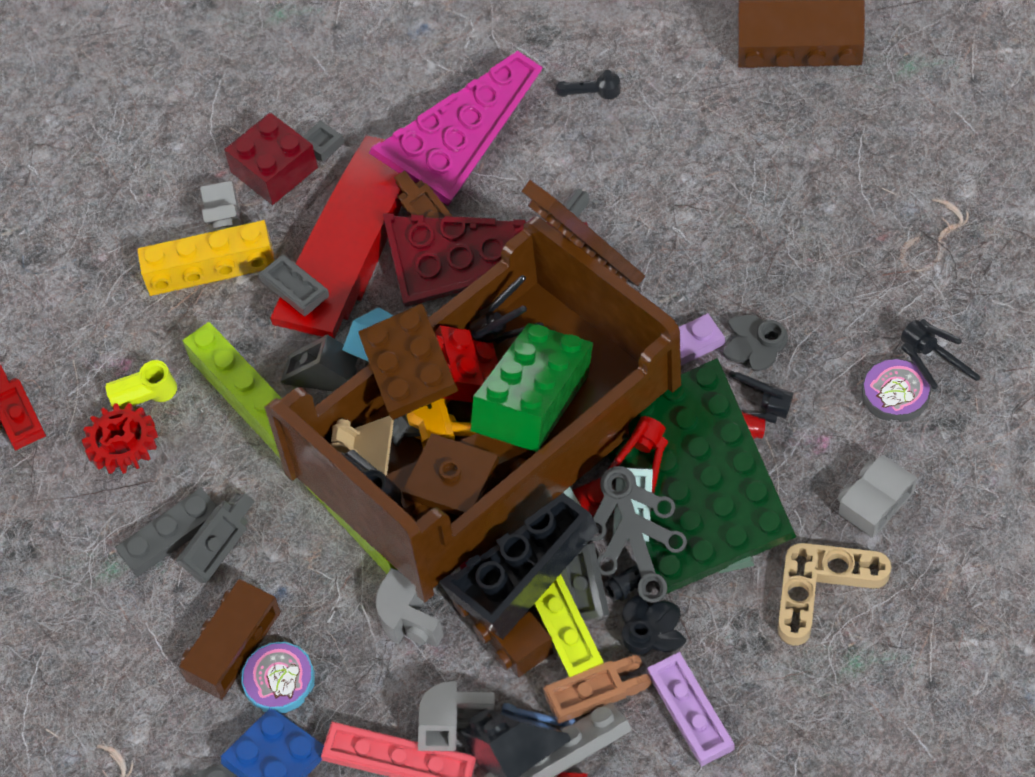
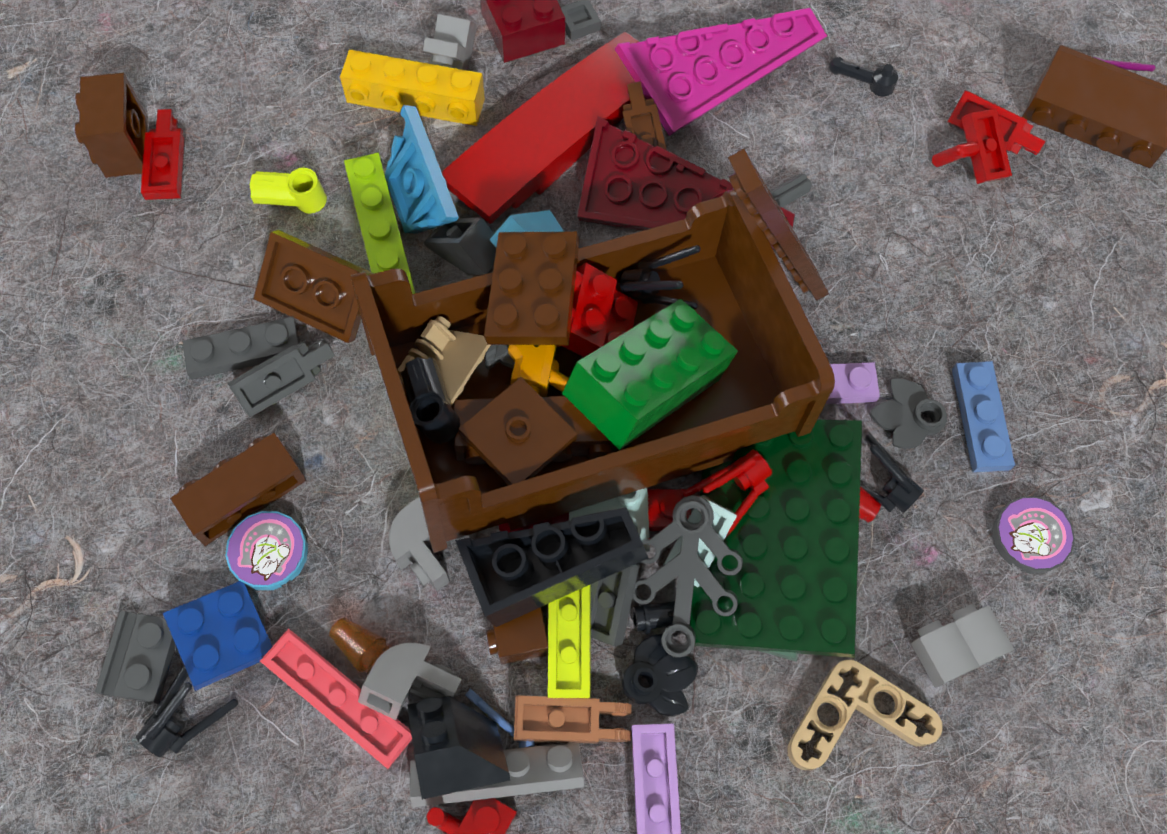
camera: 15 degrees right, 10 degrees up
(120, 438) = (240, 231): red gear -> none
(208, 452) = (309, 286): none -> reddish brown plate
(254, 328) = (416, 179): none -> dark azure wing
(294, 285) = (474, 152): dark grey plate -> none
(395, 711) = (358, 644): none -> clear orange cone
(715, 103) = (983, 145): none -> red plate
(717, 83) = (1014, 128): none -> red hinge
(815, 318) = (983, 417): none -> medium blue plate
(920, 338) = (1086, 491): black plant -> none

